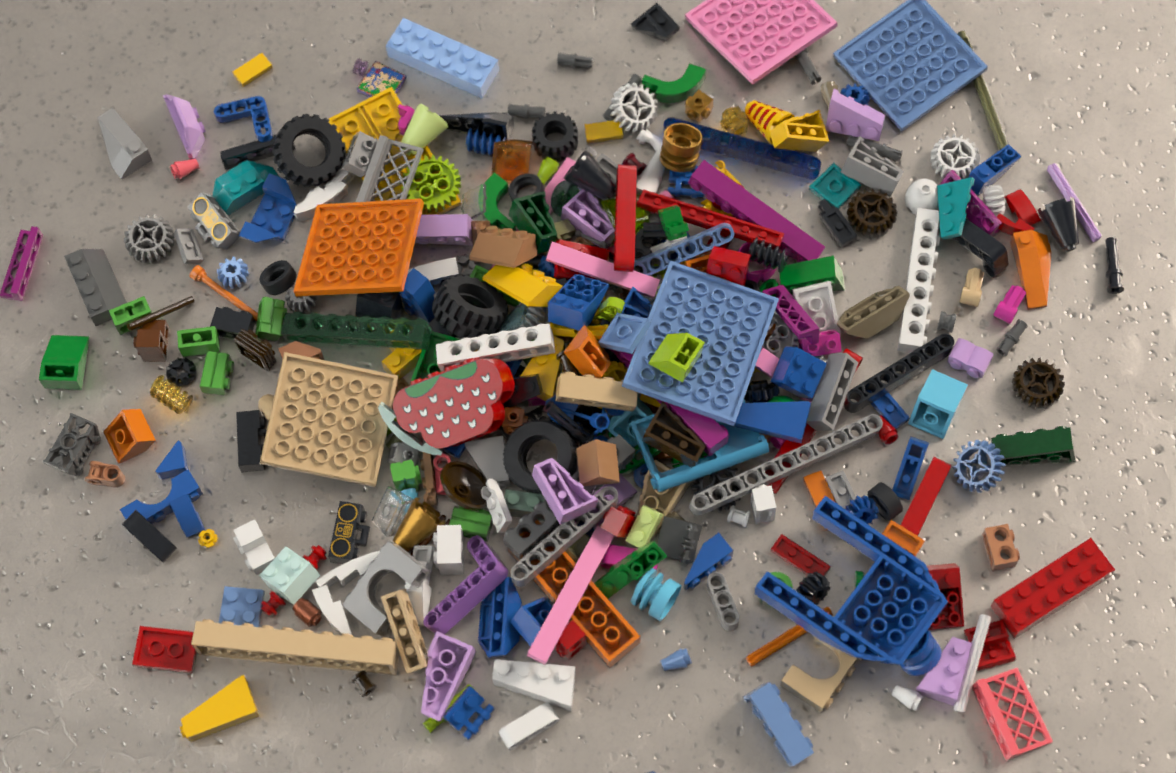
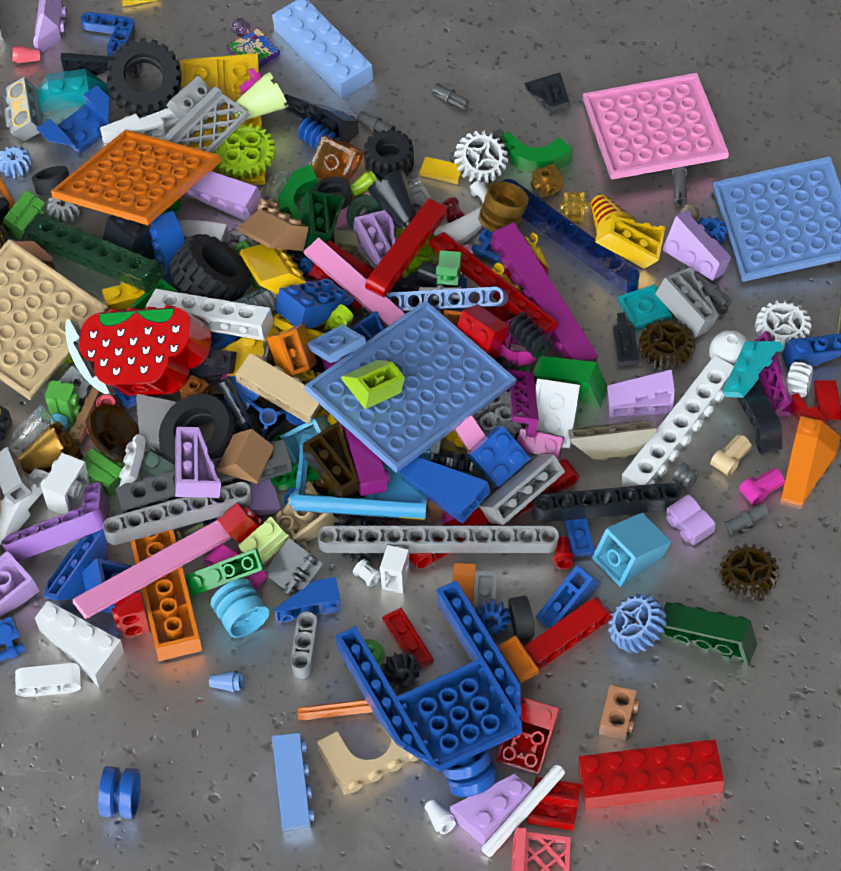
camera: 25 degrees right, 10 degrees down
(877, 267) = (642, 396): none -> lavender wedge

